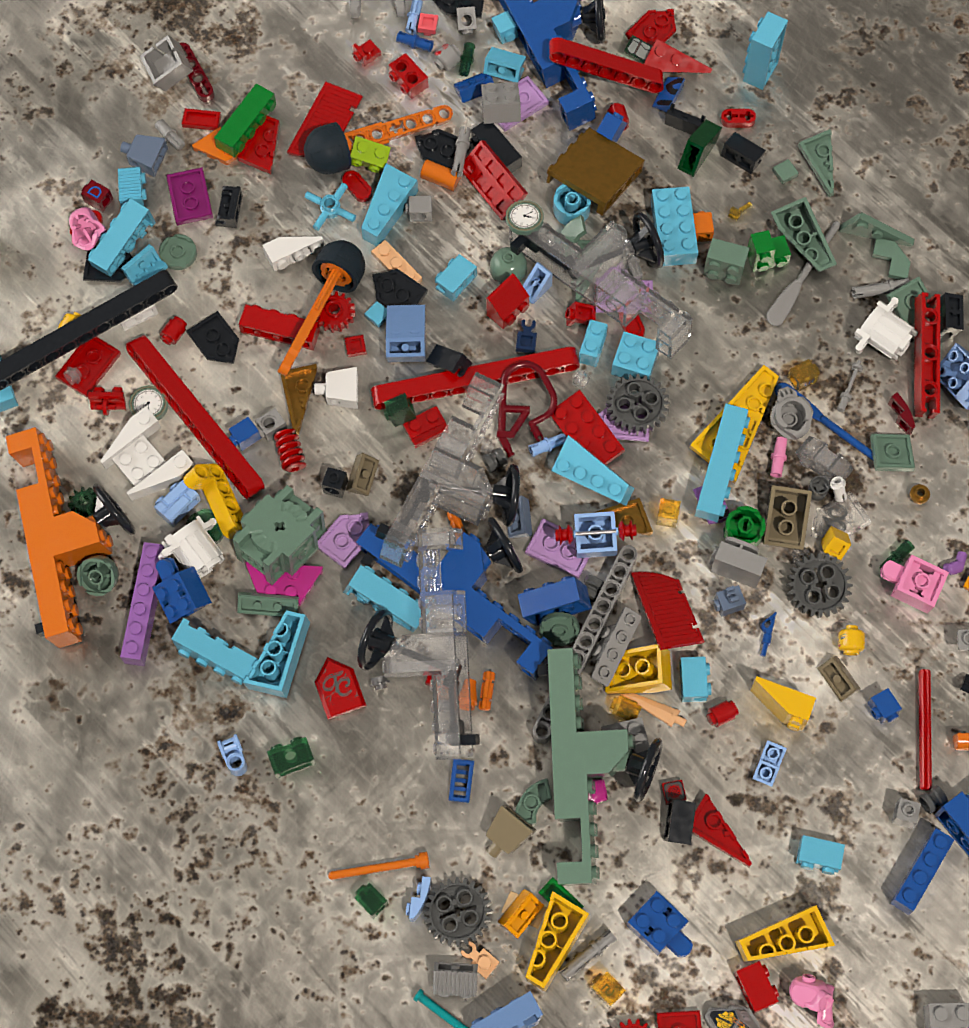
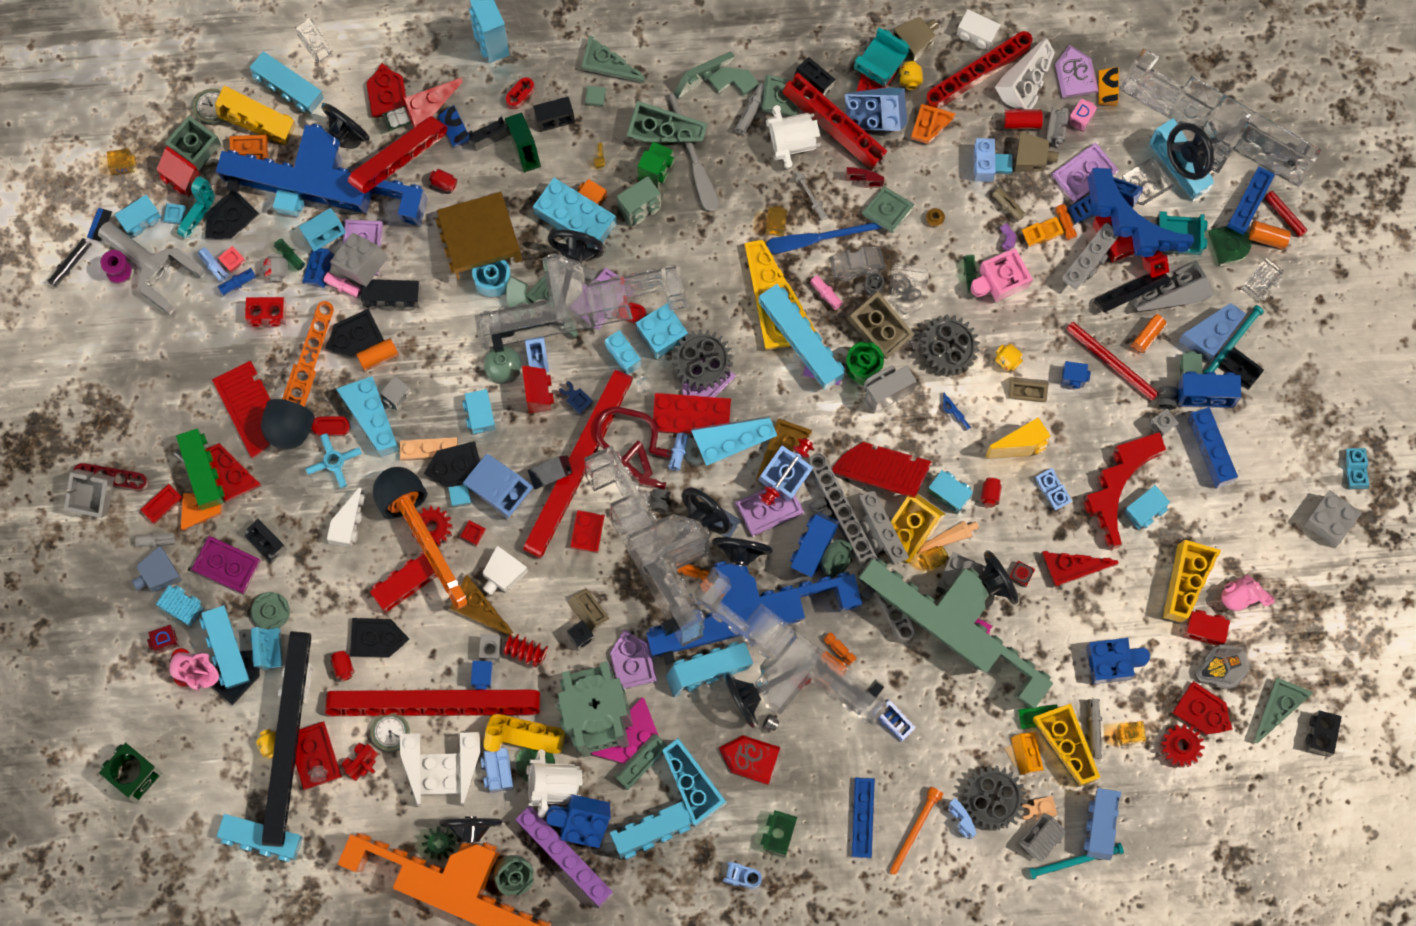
camera: 55 degrees left, 5 degrees up
(358, 816) = (863, 817): none -> blue tile
(366, 52) = (213, 327): red bracket -> none
(369, 154) = (316, 394): lime bracket -> none
(370, 900) = (936, 855): clear green brick -> none
(399, 410) = (560, 540): clear green brick -> none
(462, 145) = (367, 317): light grey pin -> none
(466, 11) = (246, 226): light grey brick -> none
(474, 110) = (342, 284): none -> bright pink pin
(493, 179) = (420, 318): red plate -> none
(508, 832) = (962, 715): dark tan torso -> none
(524, 217) = (485, 320): tile -> none
(532, 800) = (950, 682): sand green tile -> none
(580, 313) = (589, 343): red bracket -> none
(612, 126) = (451, 192): blue brick -> none
(668, 513) = (807, 407): clear yellow brick -> none
(679, 821) = (1048, 586): black hinge -> none
(729, 601) = (910, 418): sand blue brick -> none
(791, 414) = (802, 256): light grey helmet -> none
(835, 542) = (927, 307): yellow panel -> none
(838, 485) = (886, 269): white pin -> none
(853, 809) = (1105, 502): none -> red arch

